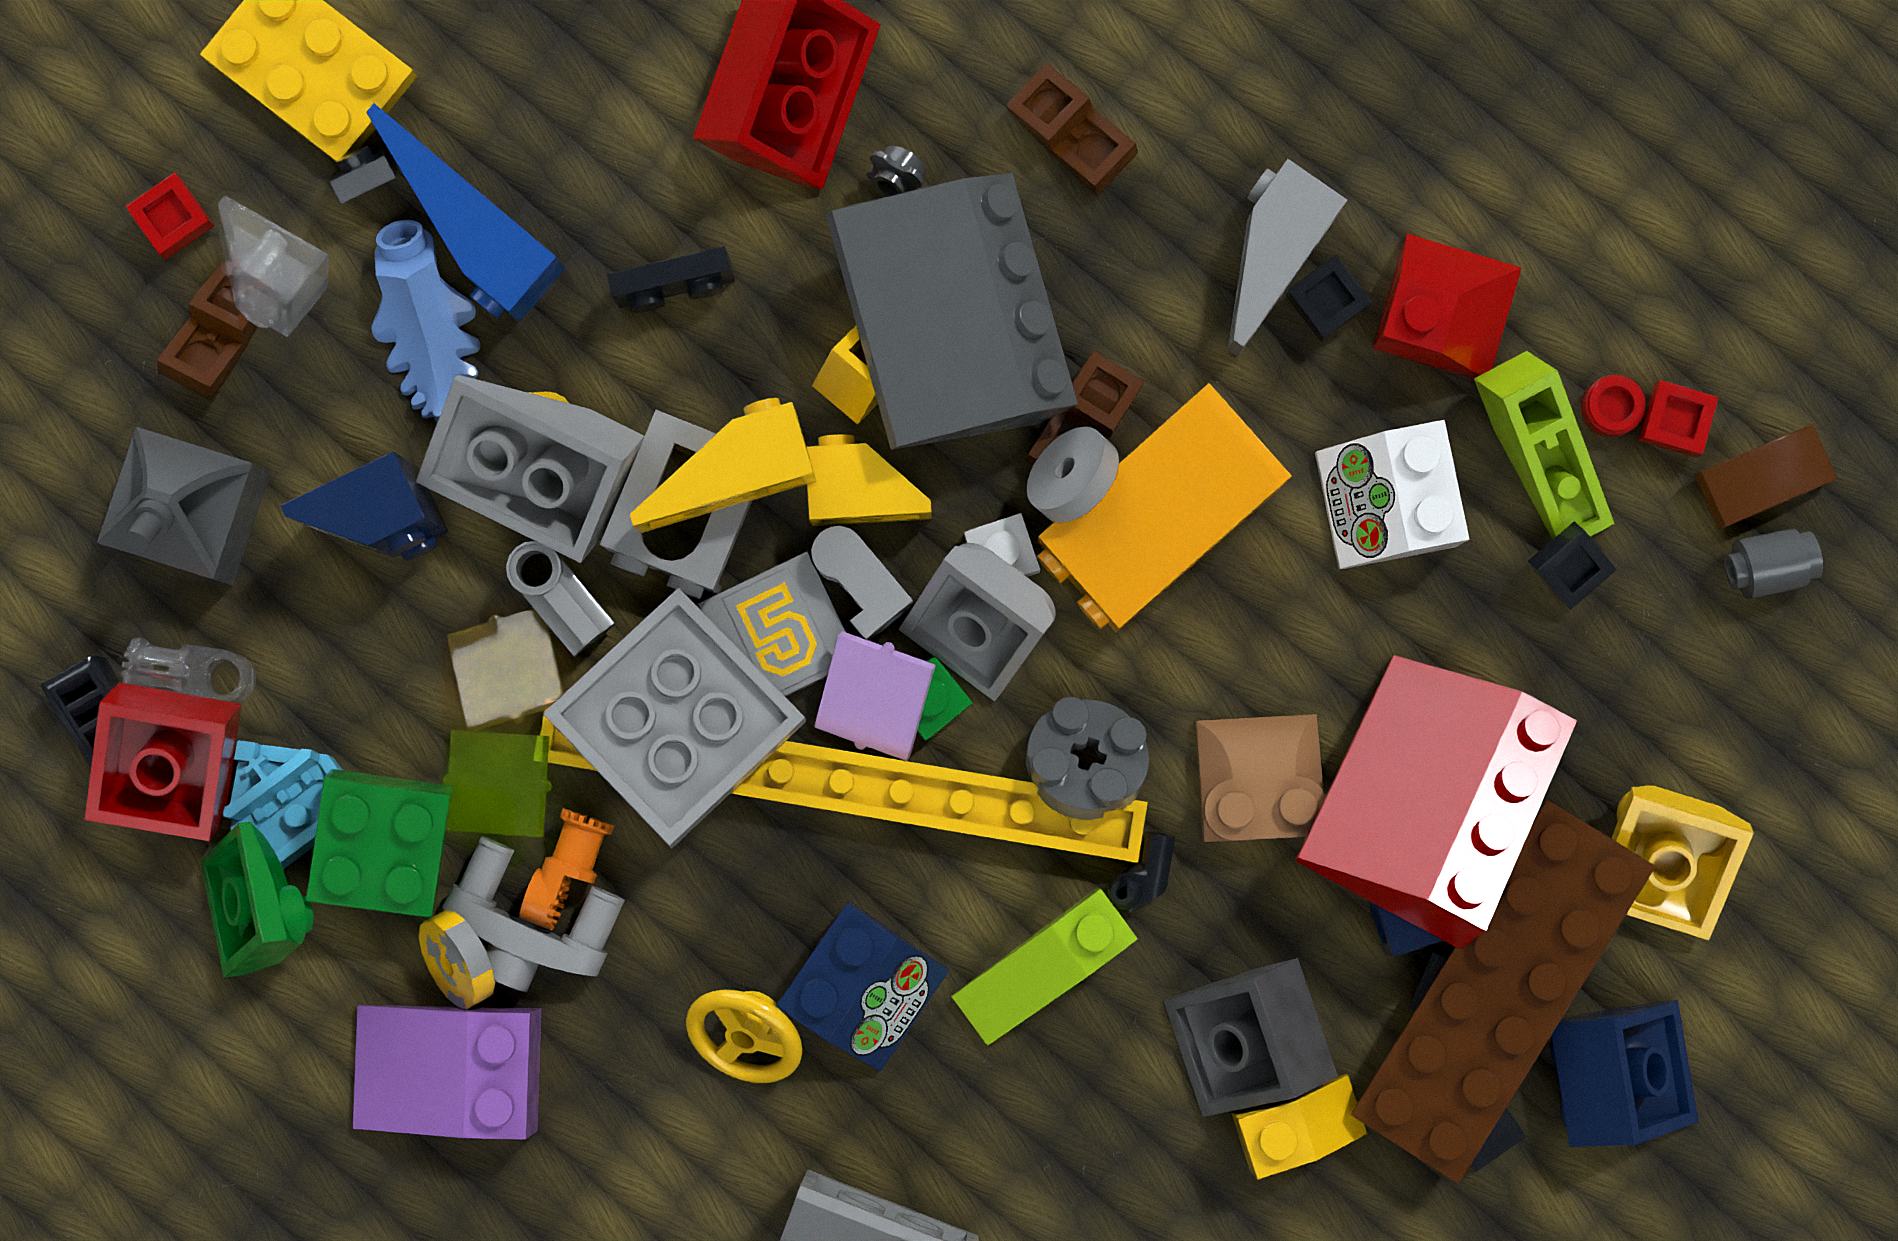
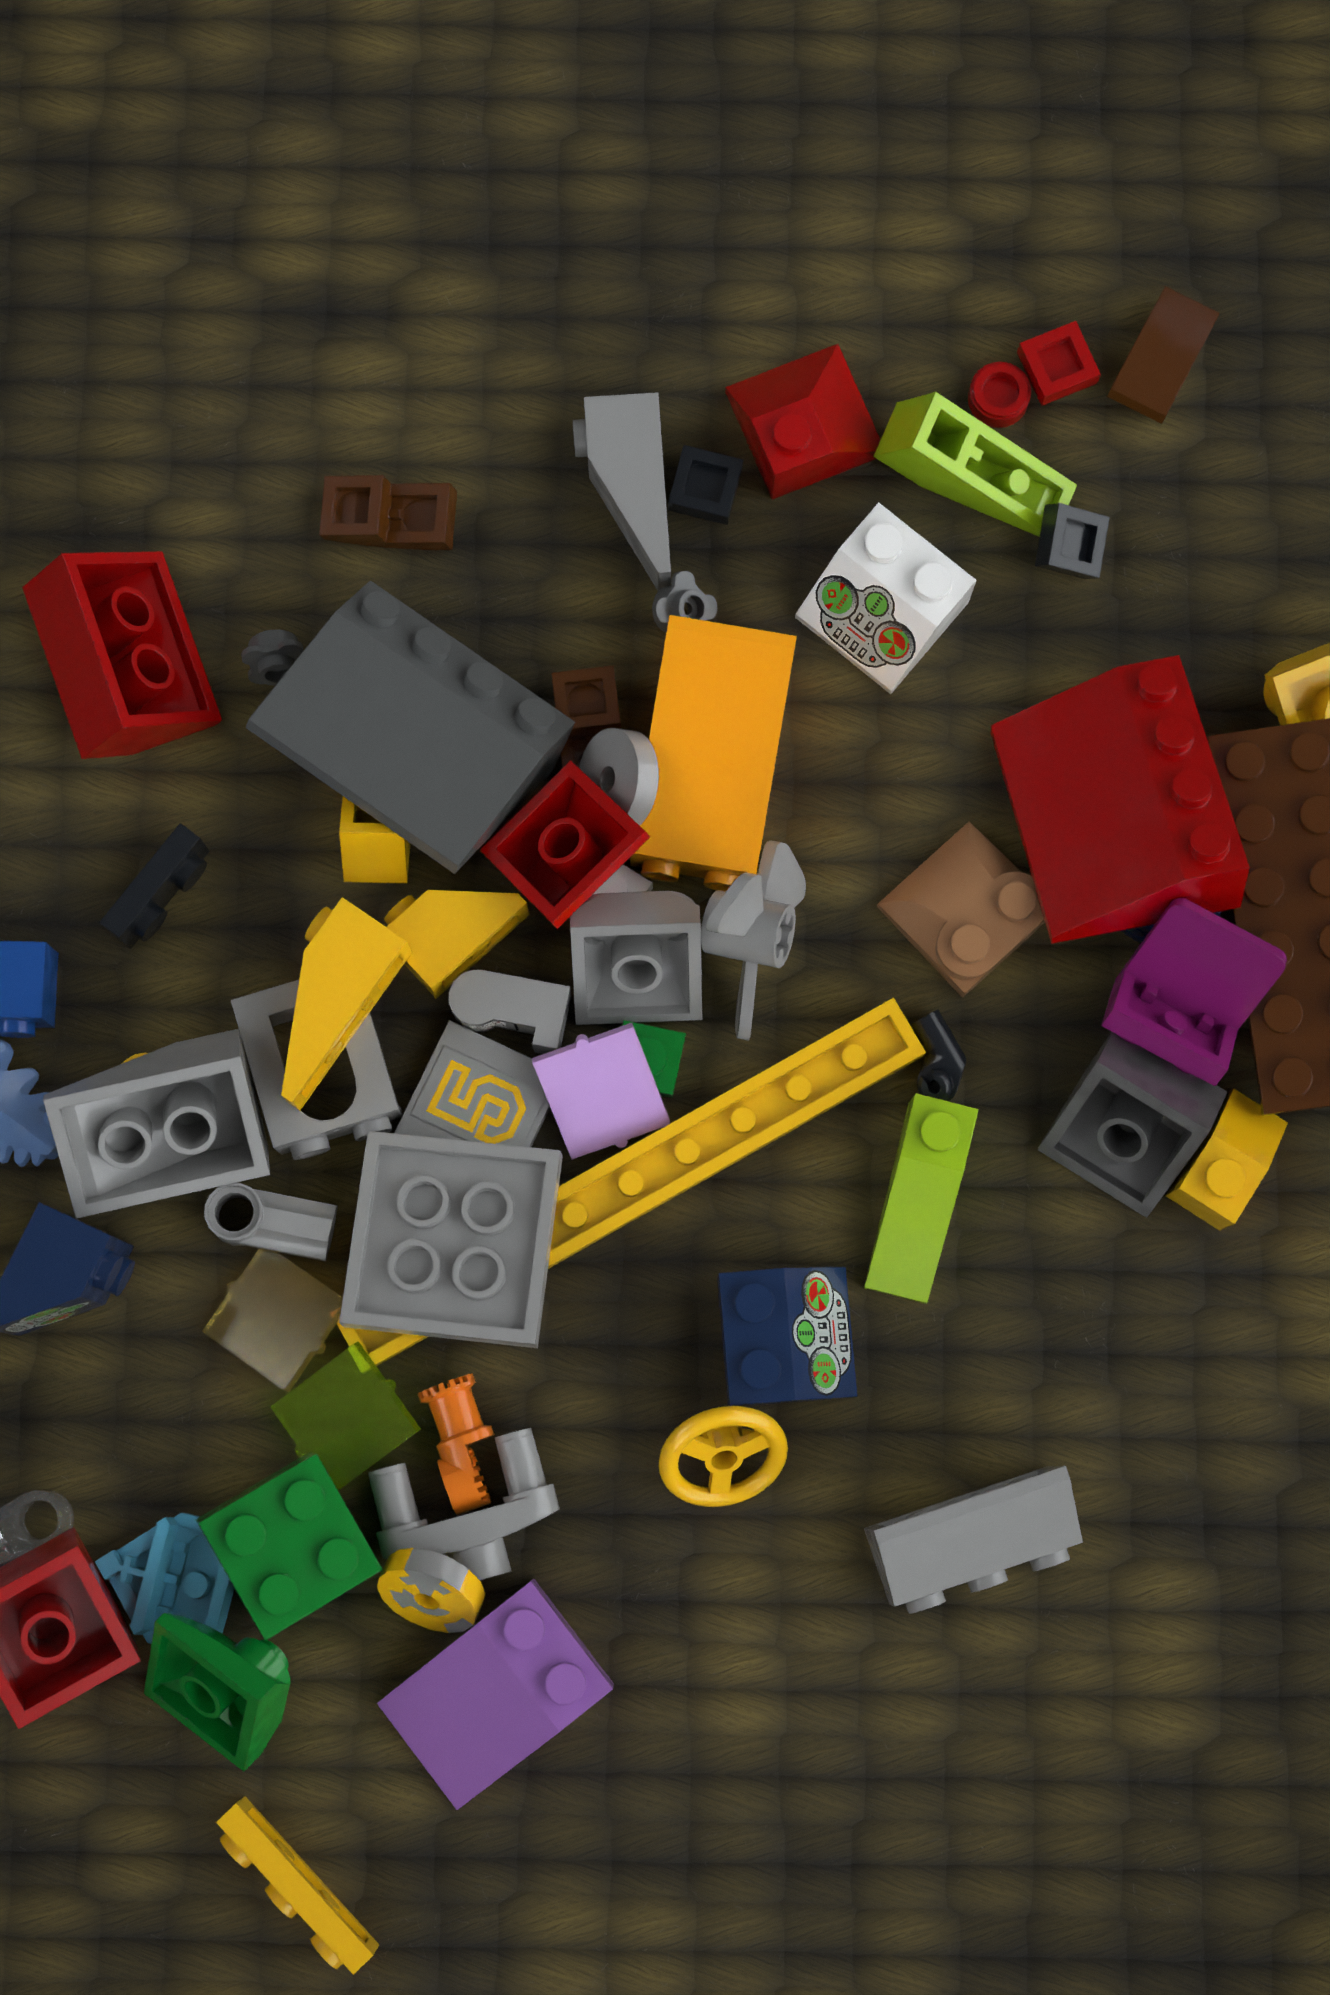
camera: 45 degrees left, 5 degrees down
(196, 1089) = (296, 1887): none -> yellow plate
(991, 492) = (564, 844): none -> red slope
(1090, 664) = (755, 922): none -> light grey piece
(1091, 725) = (848, 1013): dark grey plate -> none
(1226, 368) = (683, 590): none -> dark grey plate
(1371, 981) = (1192, 989): none -> magenta bracket
(1773, 563) = (1226, 415): dark grey brick -> none

